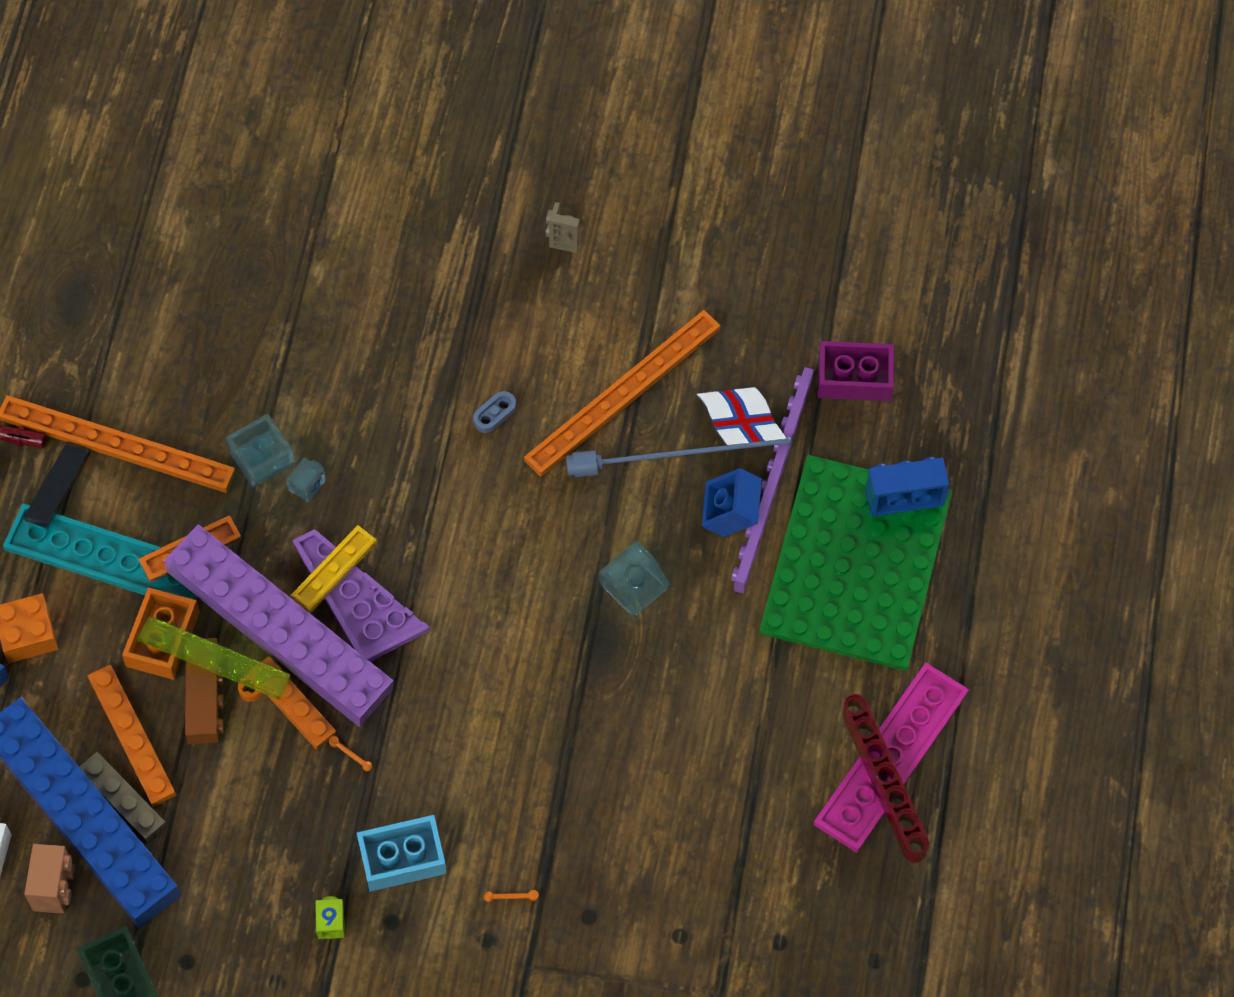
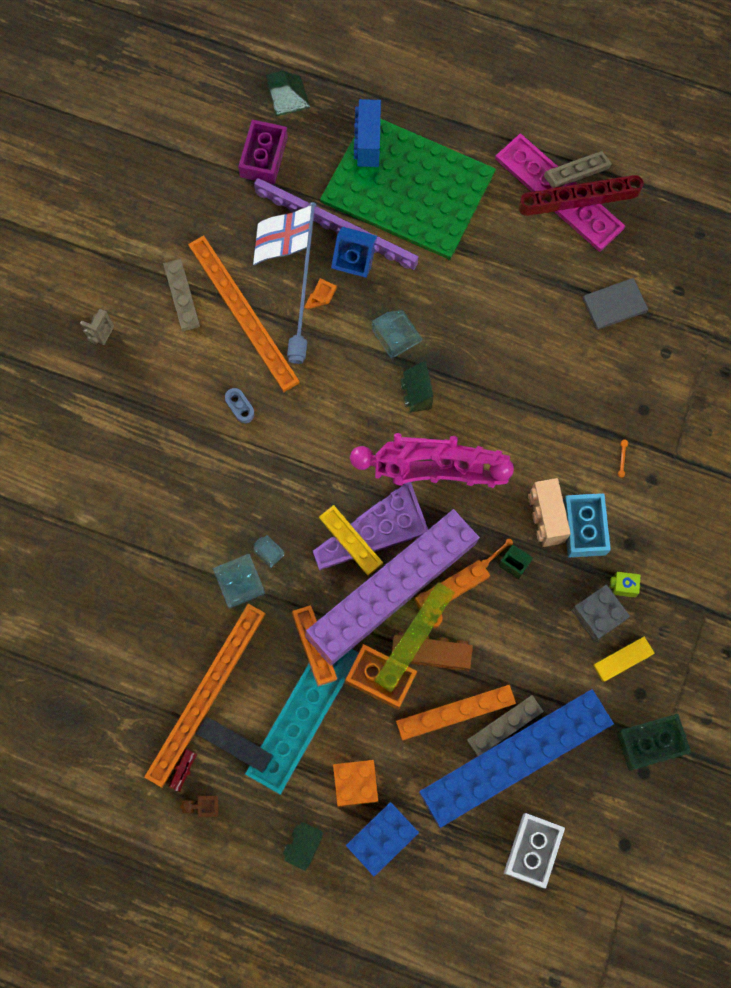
camera: 80 degrees left, 10 degrees up
(49, 878) = (571, 785): nougat brick -> none
(229, 932) = (623, 659): none -> yellow tile
(284, 890) = (600, 613): none -> dark grey brick
(339, 774) = (515, 561): none -> dark green piece
(410, 798) = (549, 512): none -> light nougat brick
(455, 645) = (450, 461): none -> dark pink piece
(556, 616) = (417, 388): none -> clear green slope
(634, 318) = (181, 295): none -> dark tan plate
(670, 482) = (322, 294): none -> orange slope
(738, 855) = (615, 303): none -> dark grey tile
(927, 771) = (577, 169): none -> dark tan plate
(956, 386) = (286, 92): none -> clear green slope

